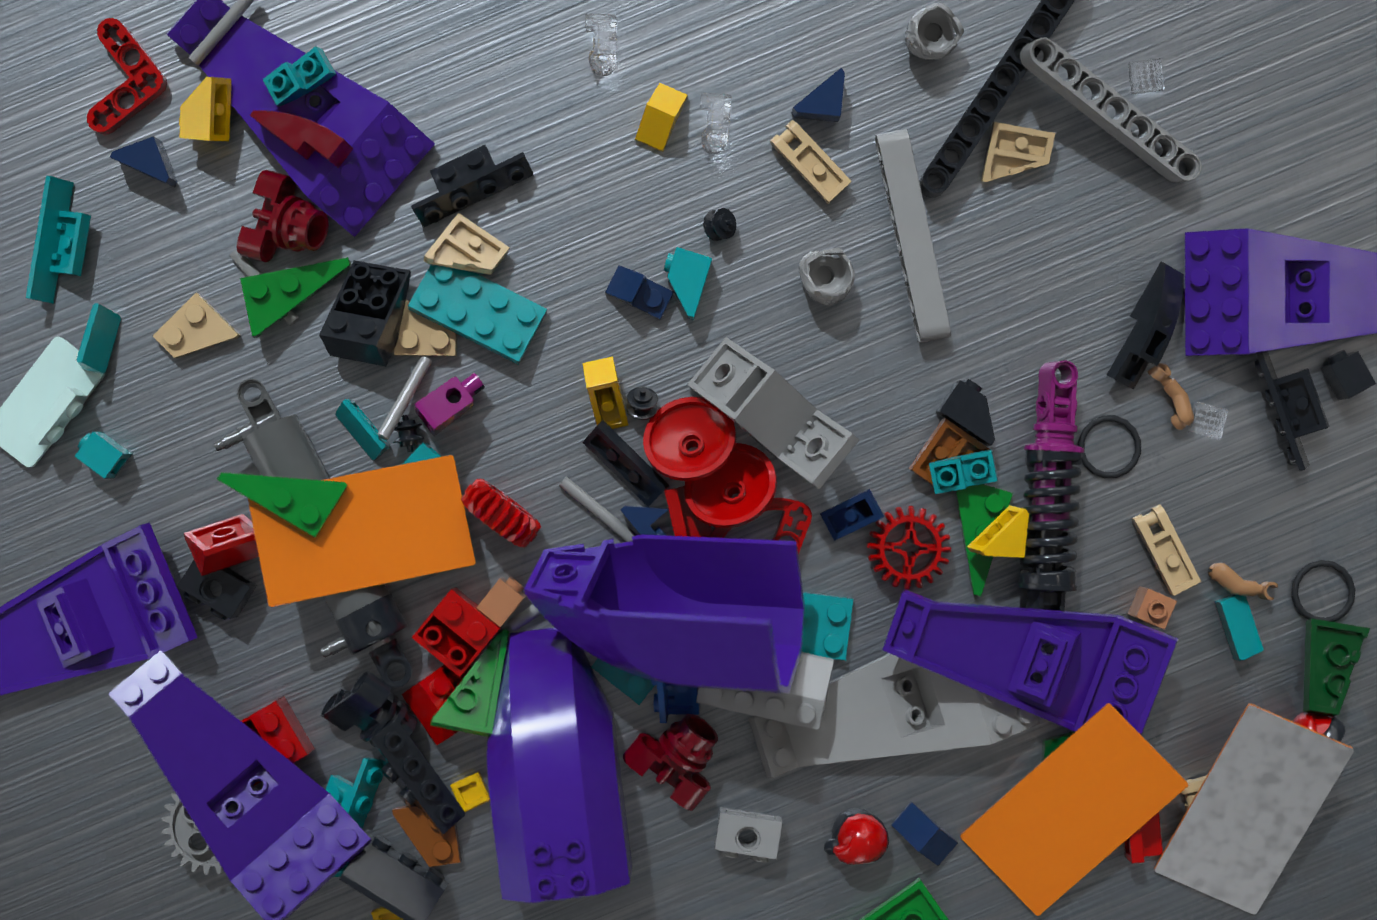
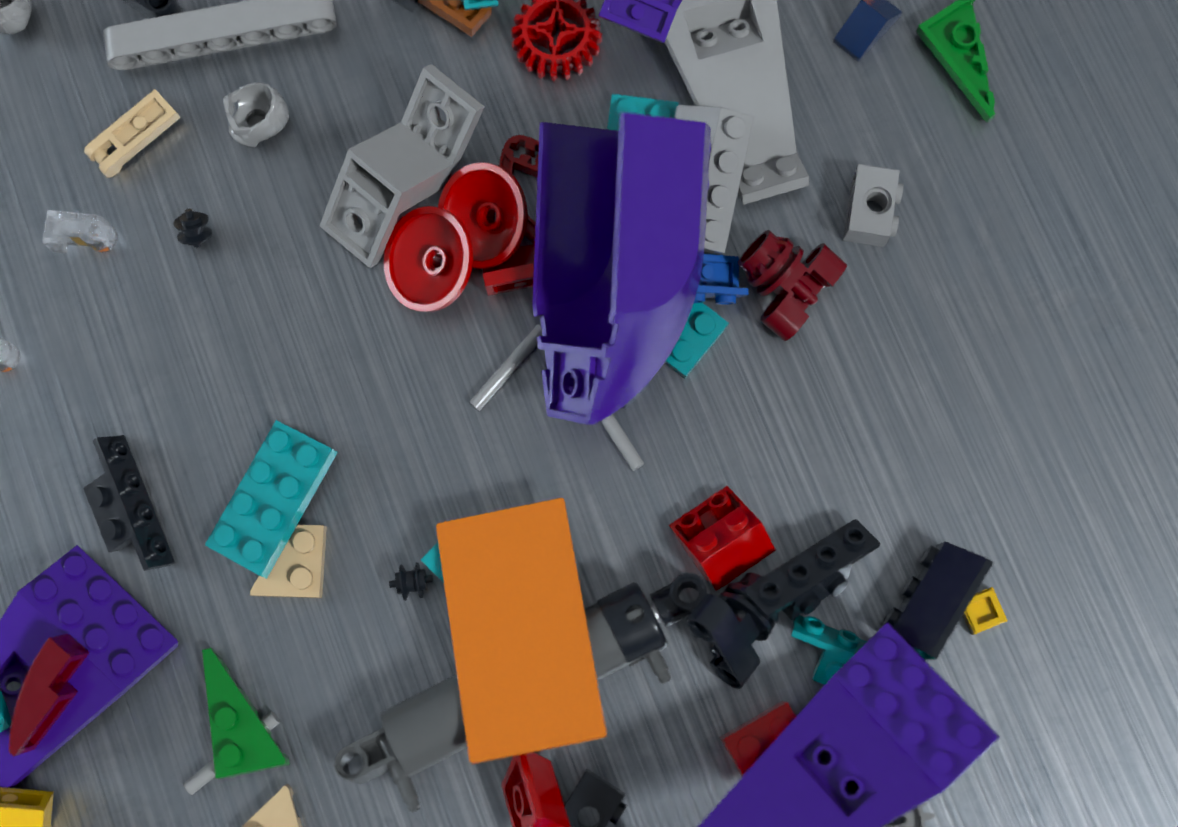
camera: 80 degrees left, 10 degrees down
(282, 221) = (149, 726): dark red beam -> none
(298, 501) = (479, 702): green wing -> none
(361, 429) = (404, 637): teal slope -> none
(367, 314) = (269, 626): black slope -> none
(404, 398) = (369, 583): light grey bar -> none
(430, 843) = (883, 565): dark orange wing -> none
(438, 412) = (377, 532): magenta torso -> none
(456, 631) = (642, 523): red slope -> none
(466, 248) = (199, 508): tan wing -> none
(471, 791) = (829, 514): yellow tile -> none
(474, 701) = (720, 499): green wing -> none
(501, 513) = (505, 469): red gear -> none
(502, 600) = (608, 473): nougat brick -> none
(555, 775) = (810, 409): dark purple windscreen -> none
(605, 392) = (375, 354): yellow slope -> none
(625, 463) = (455, 333): black plate -> none
(639, 292) = (262, 321): dark blue slope -> none
(642, 403) = (387, 314): black wheel -> none
(643, 517) = (516, 315): dark blue slope -> none
(660, 116) = (71, 293): yellow slope -> none
(687, 277) = (251, 263): teal slope -> none
(824, 101) = (68, 115): dark blue slope -> none
(852, 514) = (517, 88): dark blue slope -> none
(857, 837) = (873, 90): red piece -> none

